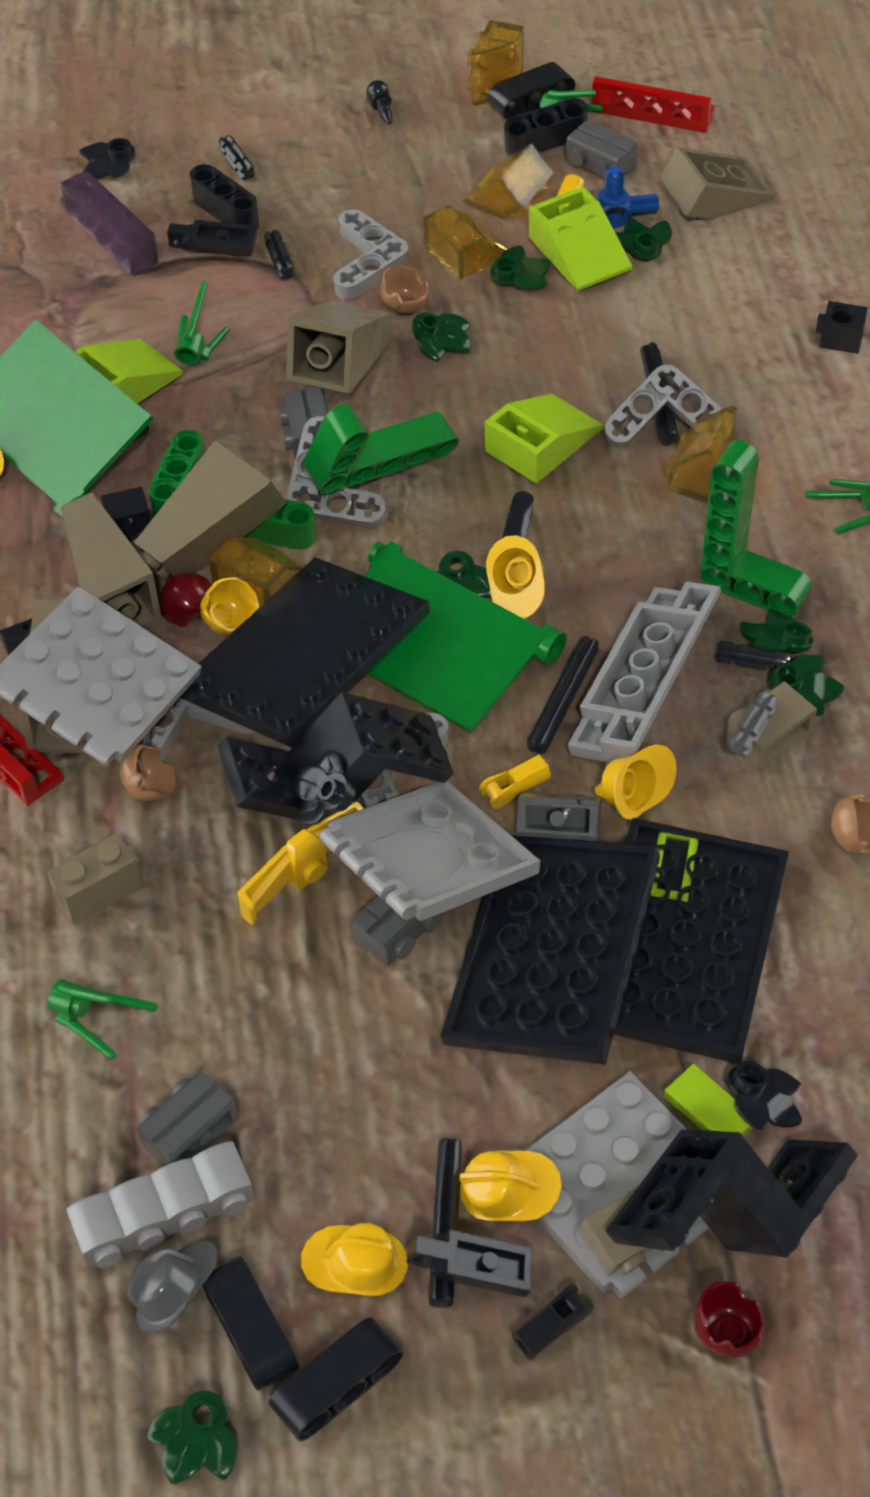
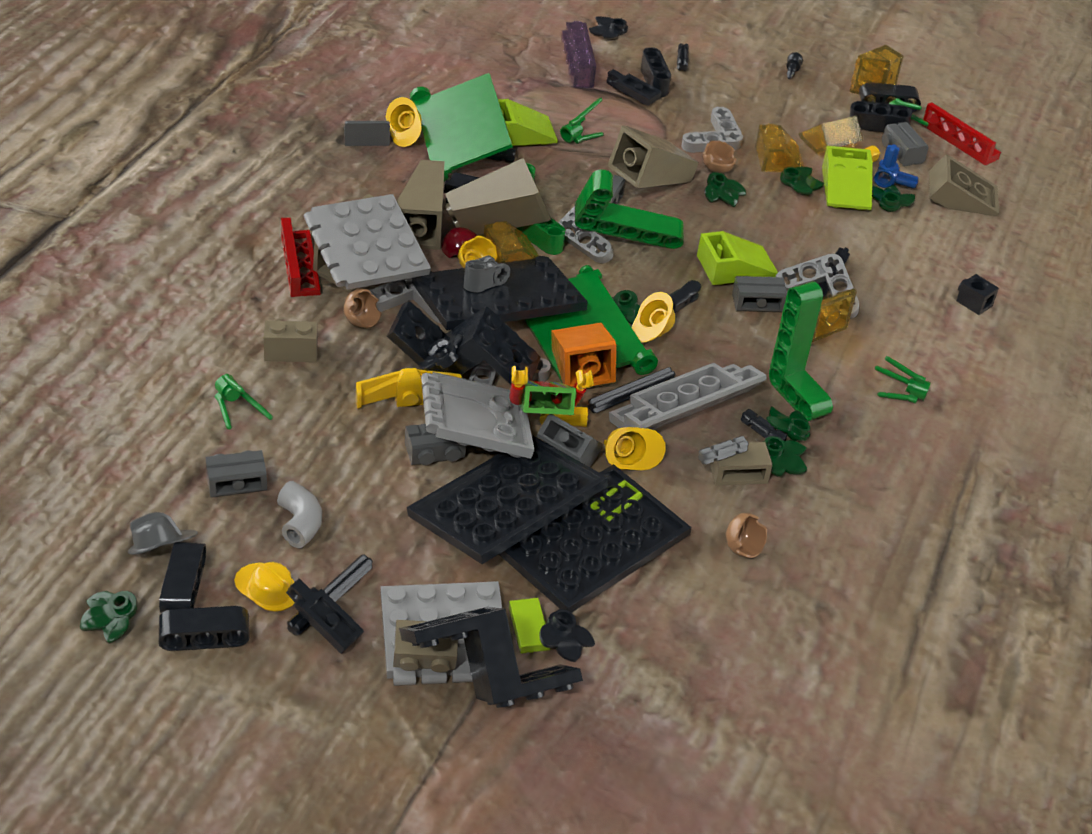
camera: 25 degrees right, 10 degrees down
(159, 1204) = (195, 502): light grey brick -> none
(275, 636) = (484, 274): none -> dark grey piece
(279, 254) = (664, 112): black axle -> none
(323, 1123) = (306, 513): none -> light grey cylinder
(482, 680) = (585, 349): none -> orange slope
(503, 773) = (547, 396): none -> torso
(510, 1186) = (377, 593): yellow piece -> none
(548, 1325) = (344, 671): black bar -> none
(605, 467) = (759, 294): none -> dark grey brick
(728, 1320) = (439, 723): dark red hair -> none

